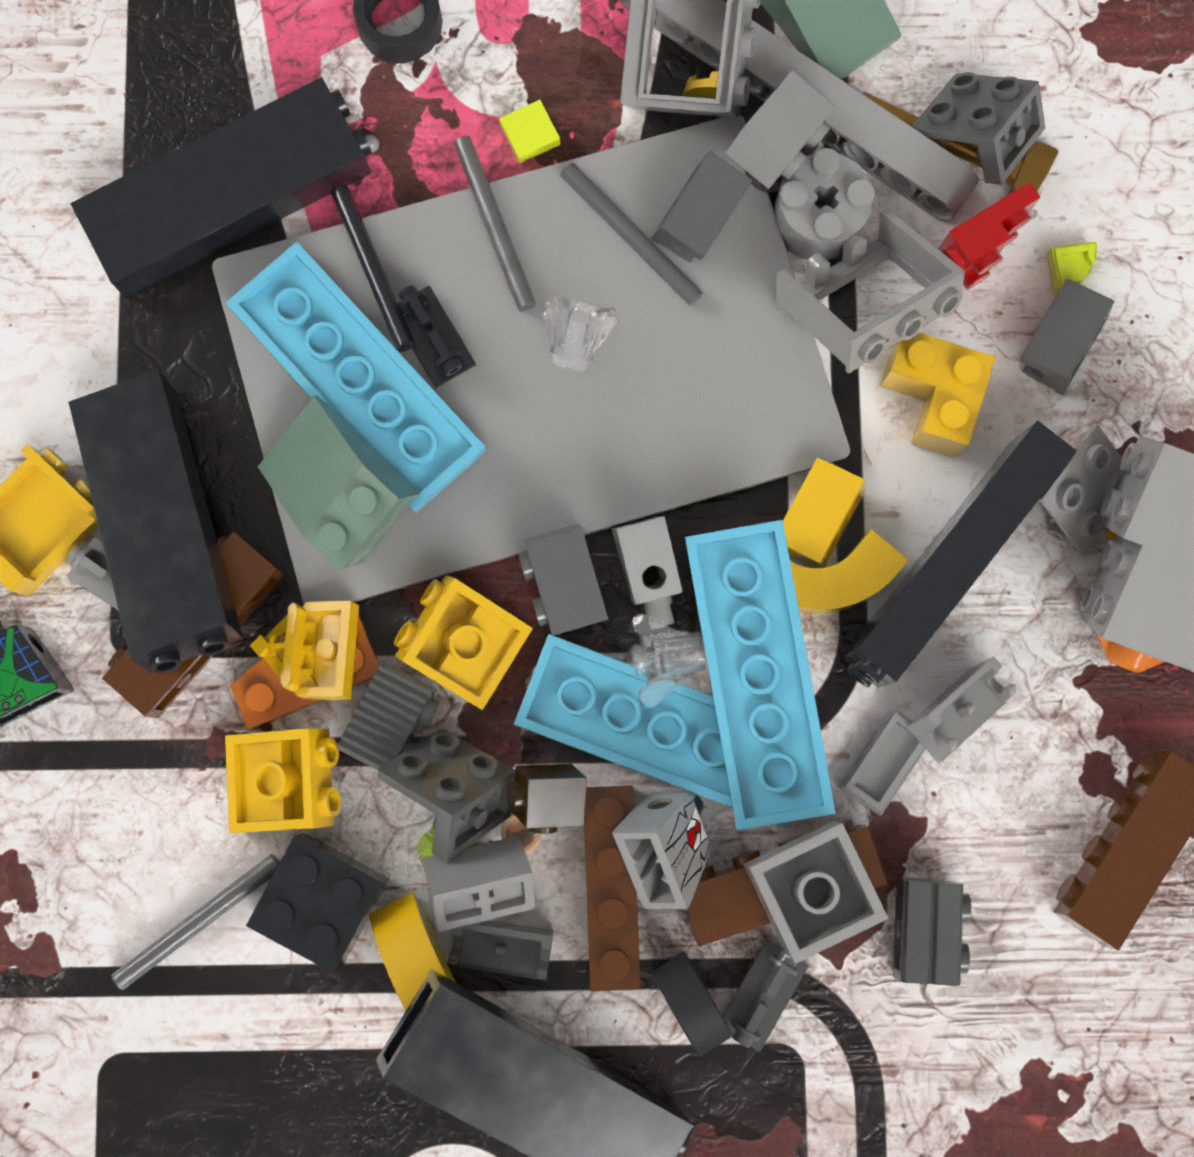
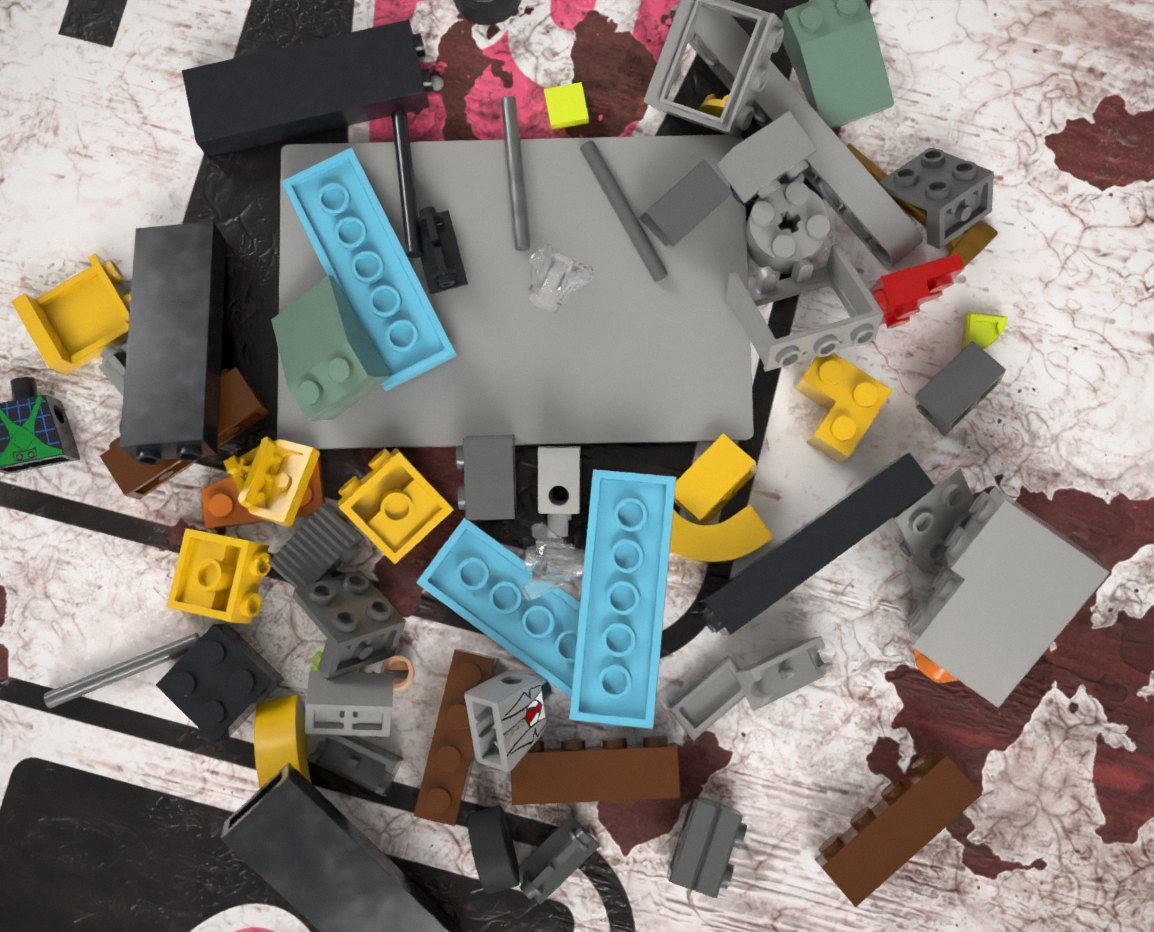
camera: 25 degrees right, 0 degrees up
(548, 797) = (424, 649): brick -> none
(815, 891) = (615, 788): light grey brick -> none

